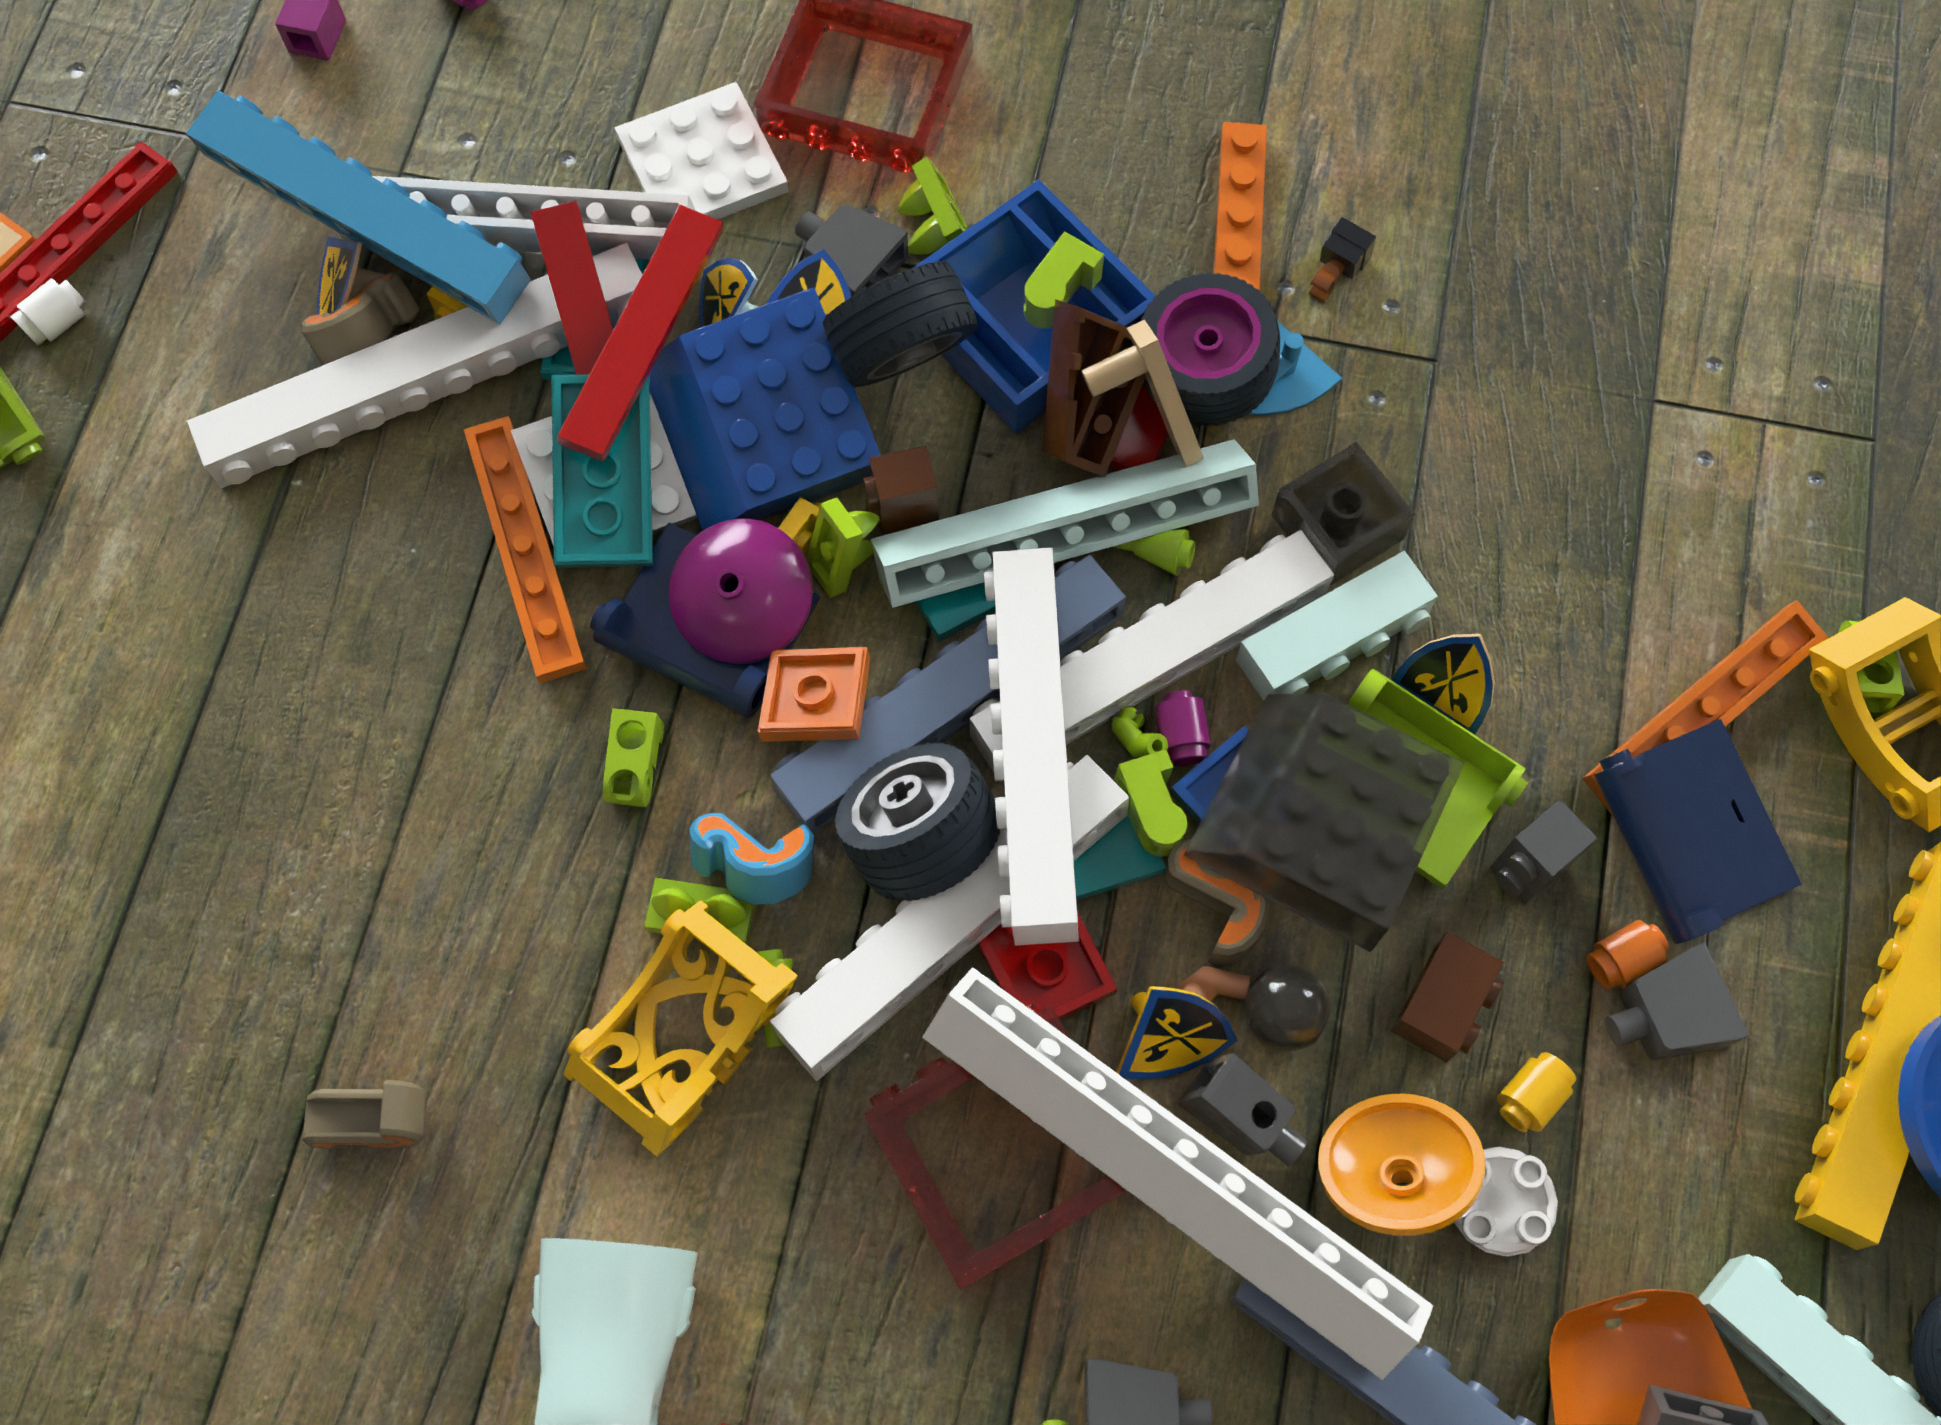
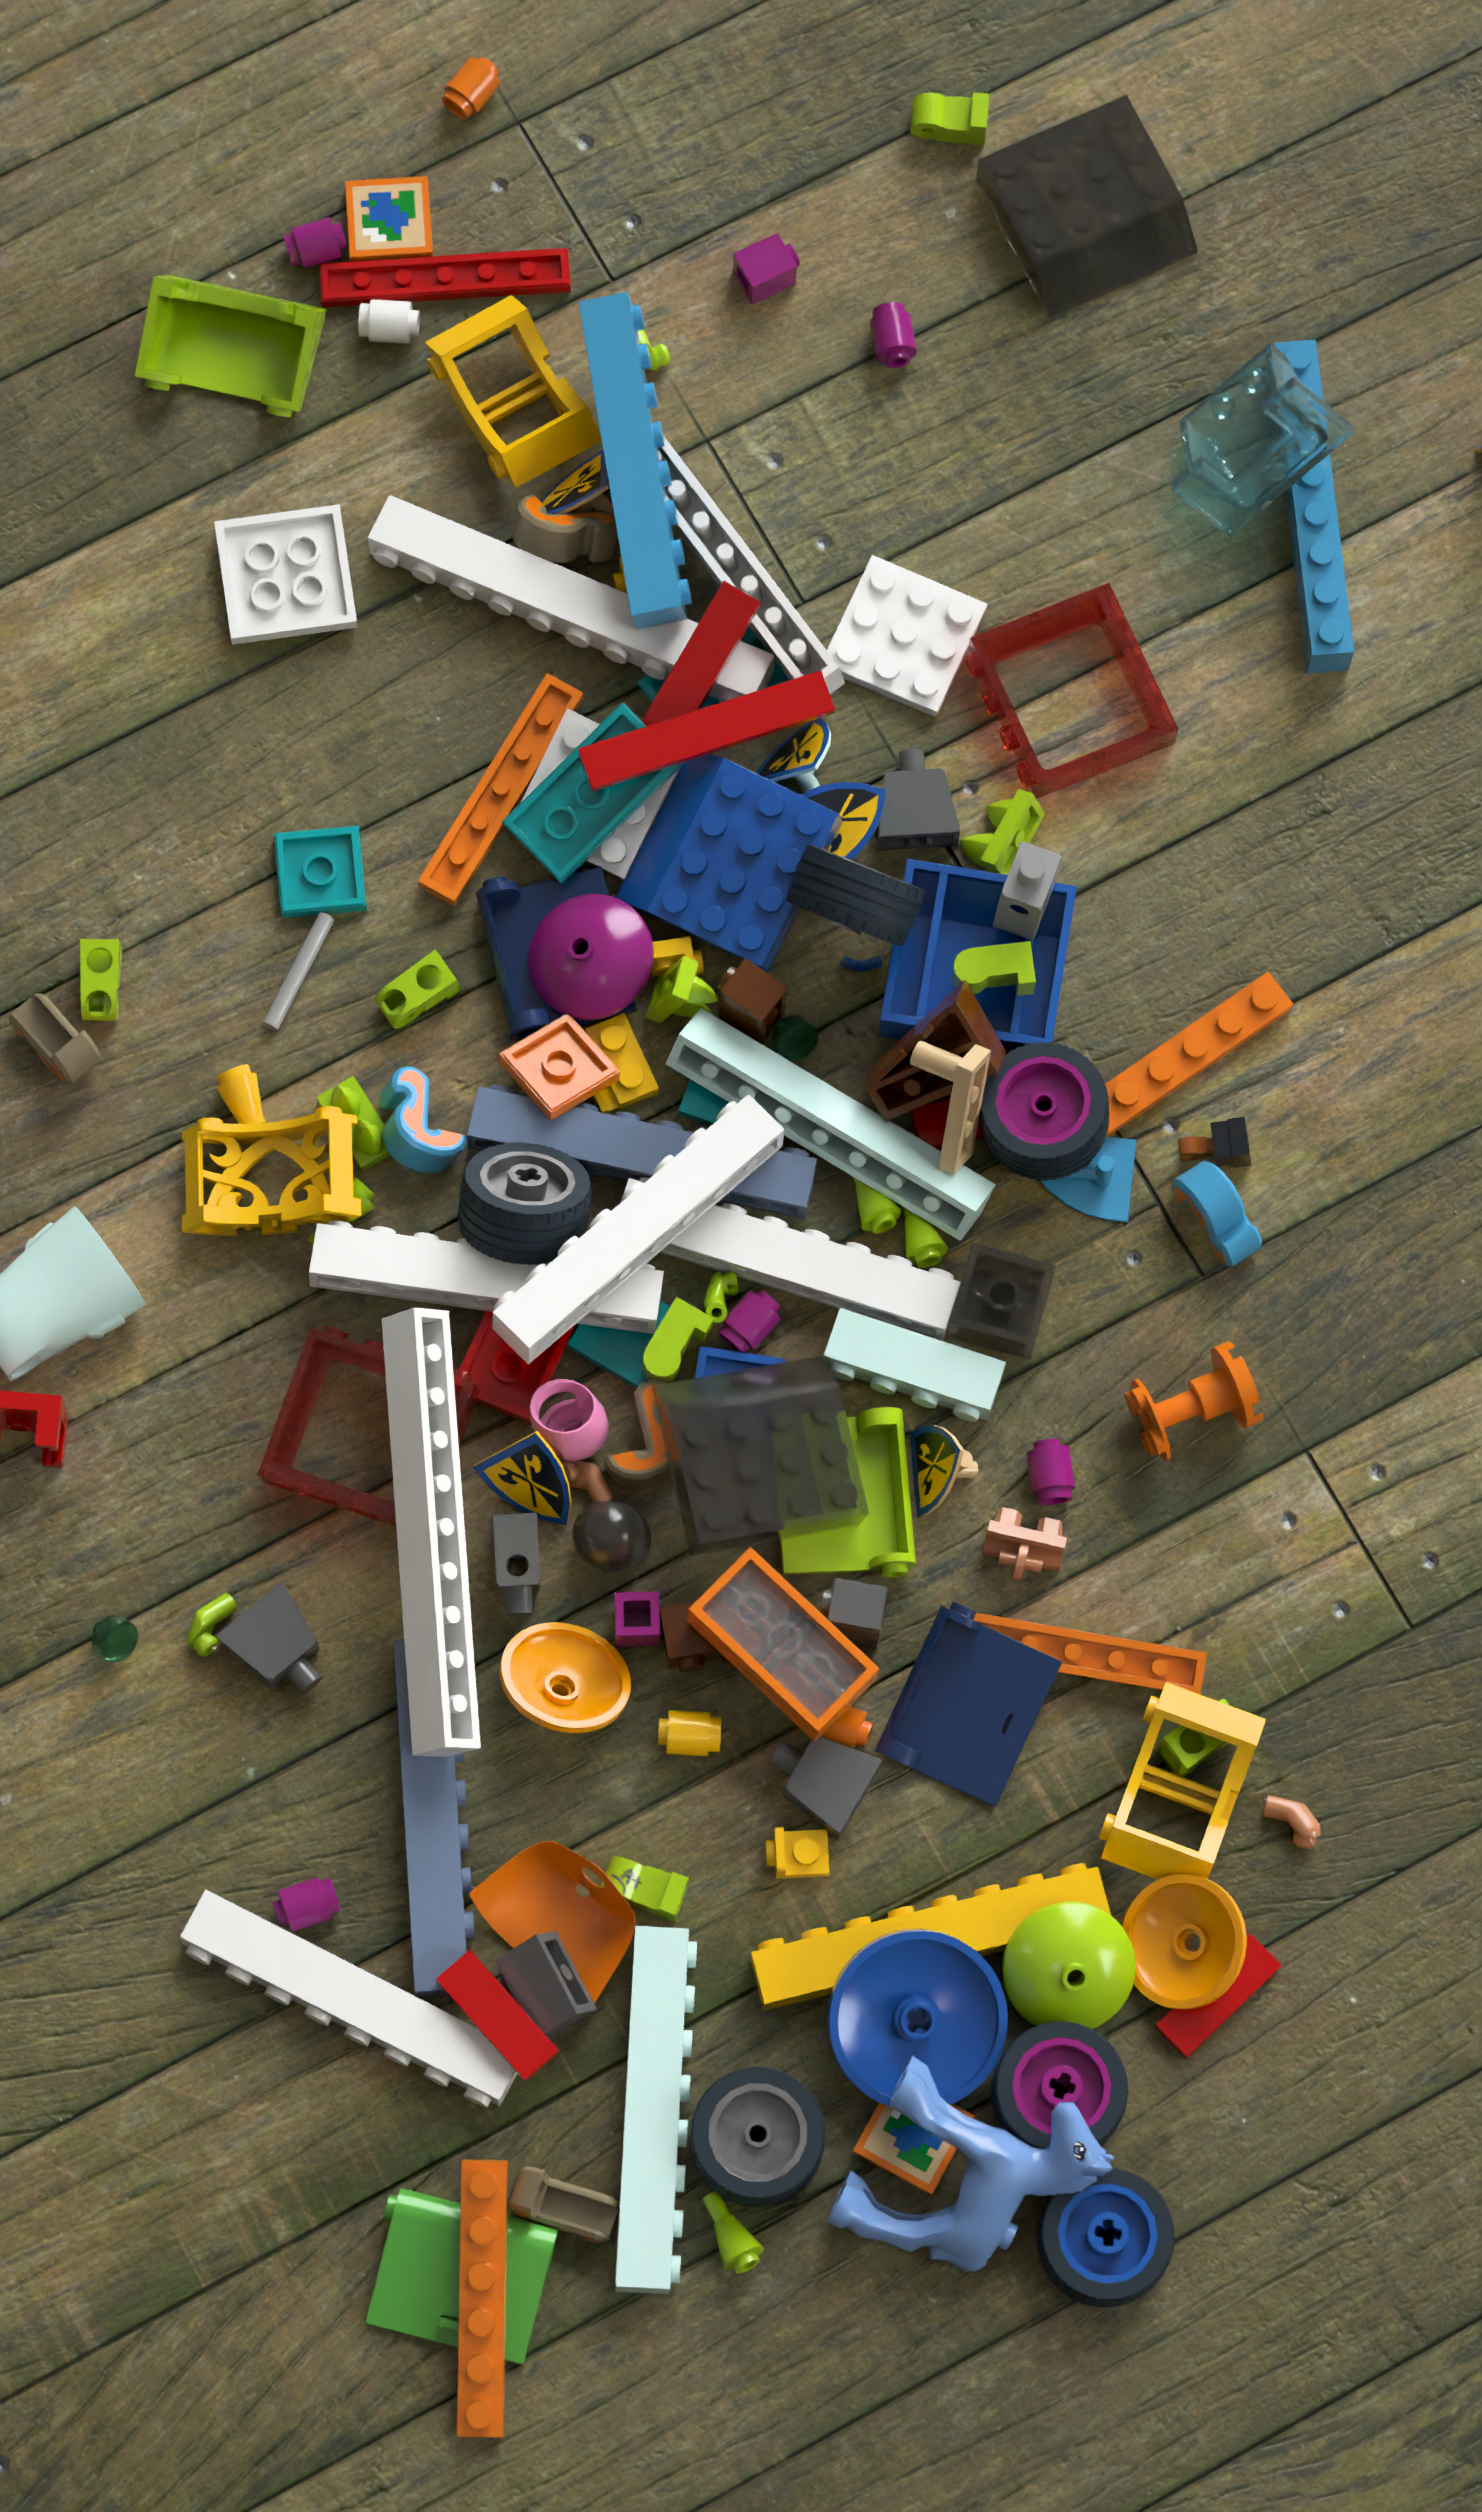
camera: 45 degrees right, 5 degrees up
(165, 563) = (285, 574): none -> white plate
(274, 237) = (541, 448): none -> yellow window
(351, 1025) = (100, 978): none -> lime leg
(446, 753) = (320, 871): none -> teal tile
(516, 847) = (298, 971): none -> light grey bar
(580, 990) = (241, 1094): none -> yellow cone
(835, 631) = (622, 1048): none -> yellow plate
(937, 403) = (860, 965): none -> blue leg
(960, 492) = (794, 1037): none -> clear green tile
(1007, 189) = (1027, 886): none -> light grey torso
(1153, 953) = (572, 1426): none -> bright pink helmet
(1227, 536) = (922, 1241): none -> lime cone
(1392, 1049) = (637, 1619): none -> magenta brick
(1403, 295) = (1218, 1212): none -> dark azure animal
(1513, 1206) = (601, 1766): white dish -> none
(1525, 597) = (1050, 1472): none -> magenta brick
(1541, 935) = (782, 1644): none -> clear brick
(1568, 405) = (1209, 1395): none -> orange piece
(1580, 673) = (1023, 1546): none -> nougat hips
(1665, 1257) = (648, 1887): none -> lime leg
(1725, 1091) = (798, 1853): none -> yellow bracket

